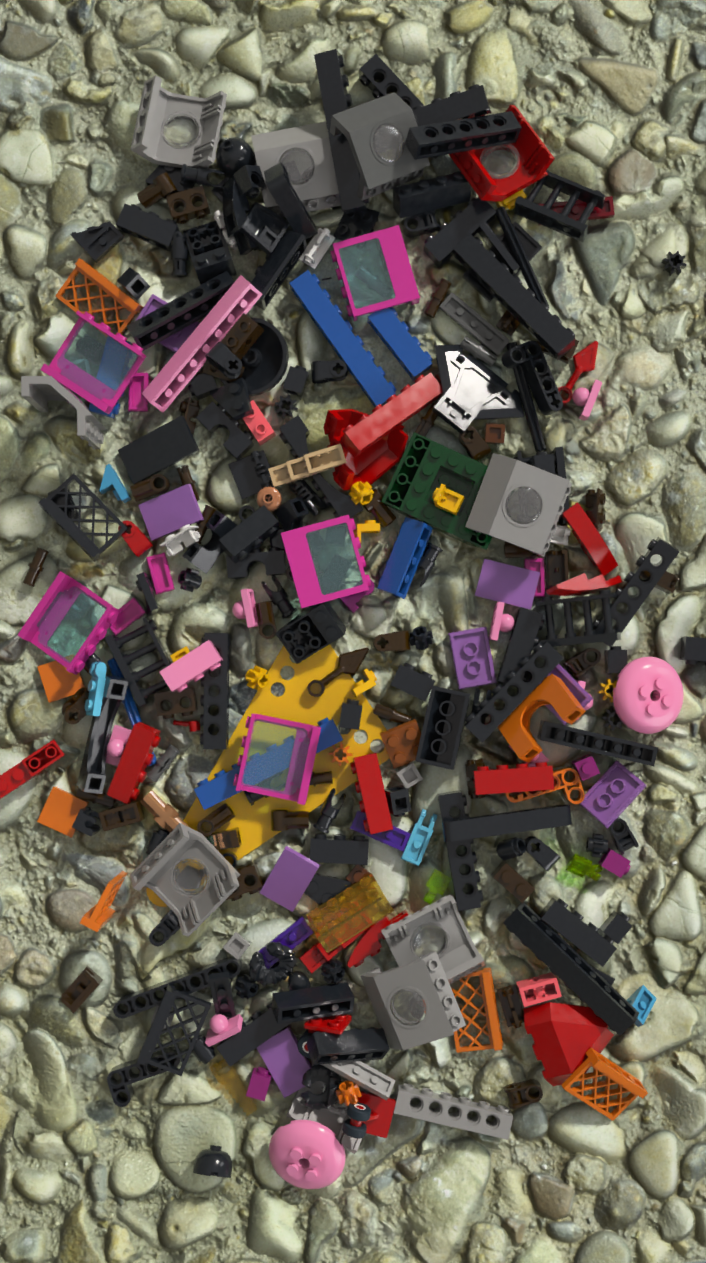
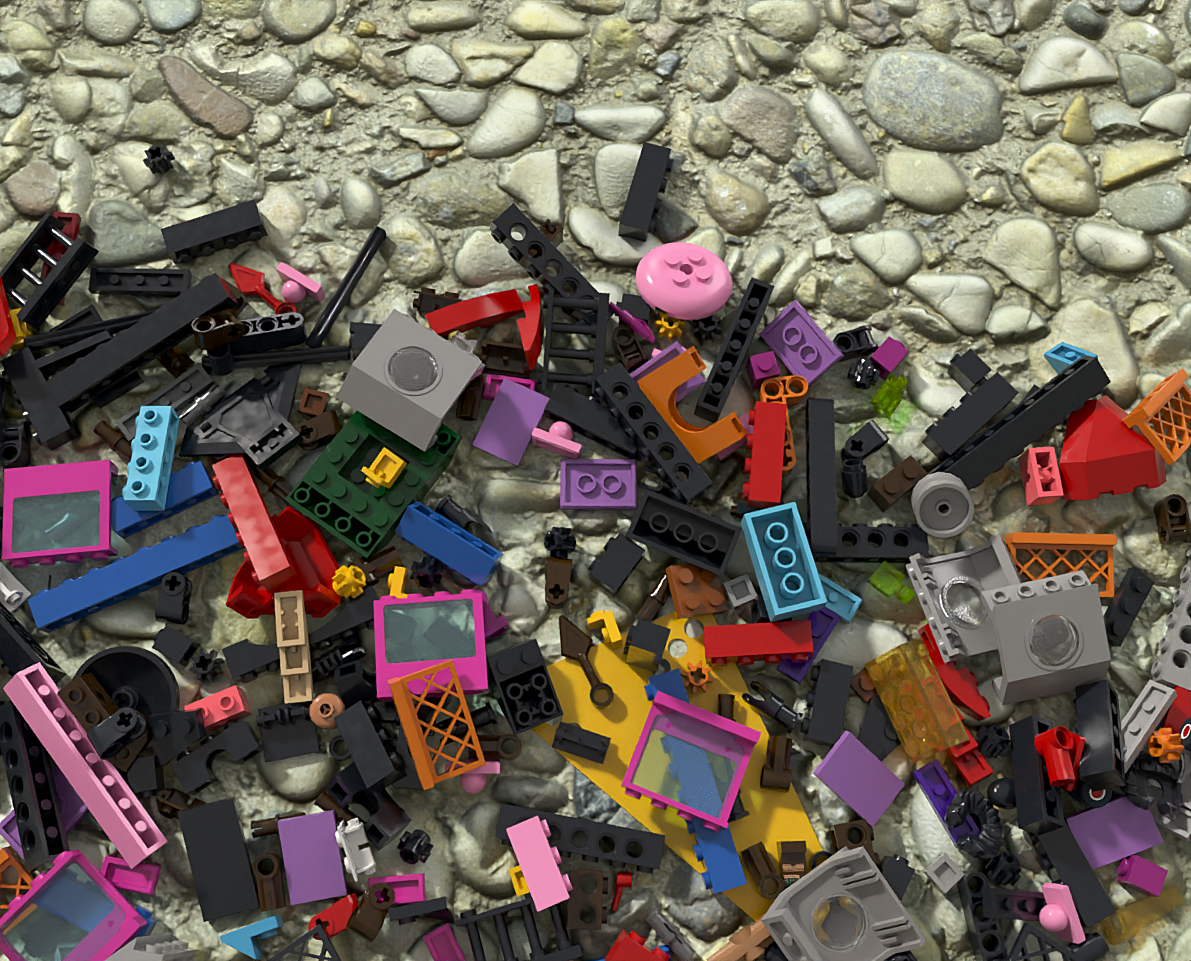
camera: 85 degrees left, 15 degrees down
(140, 560) = (368, 915): none -> dark brown piece
(228, 912) = (897, 873): none -> black brick
(257, 567) = (413, 731): none -> orange fence
(257, 678) = (572, 774): yellow gear -> none
(280, 680) = (581, 742): none -> black hinge
(331, 1013) = (1055, 748): none -> red piece
(381, 546) = (426, 572): none -> black gear
(426, 328) = (151, 458): none -> medium azure brick
(432, 803) = (783, 562): none -> medium azure brick
(450, 1061) = (1126, 605): none -> black plate
(498, 916) = (942, 505): none -> light grey wheel
(511, 1006) = (1058, 516): dark brown hinge -> none
(534, 350) = (216, 329): none -> dark brown piece
(567, 278) = (139, 281): none -> black plate
(594, 435) = (346, 288): none -> black axle
(601, 666) = (635, 324): none -> magenta hand
(619, 323) = (214, 232): none -> black brick

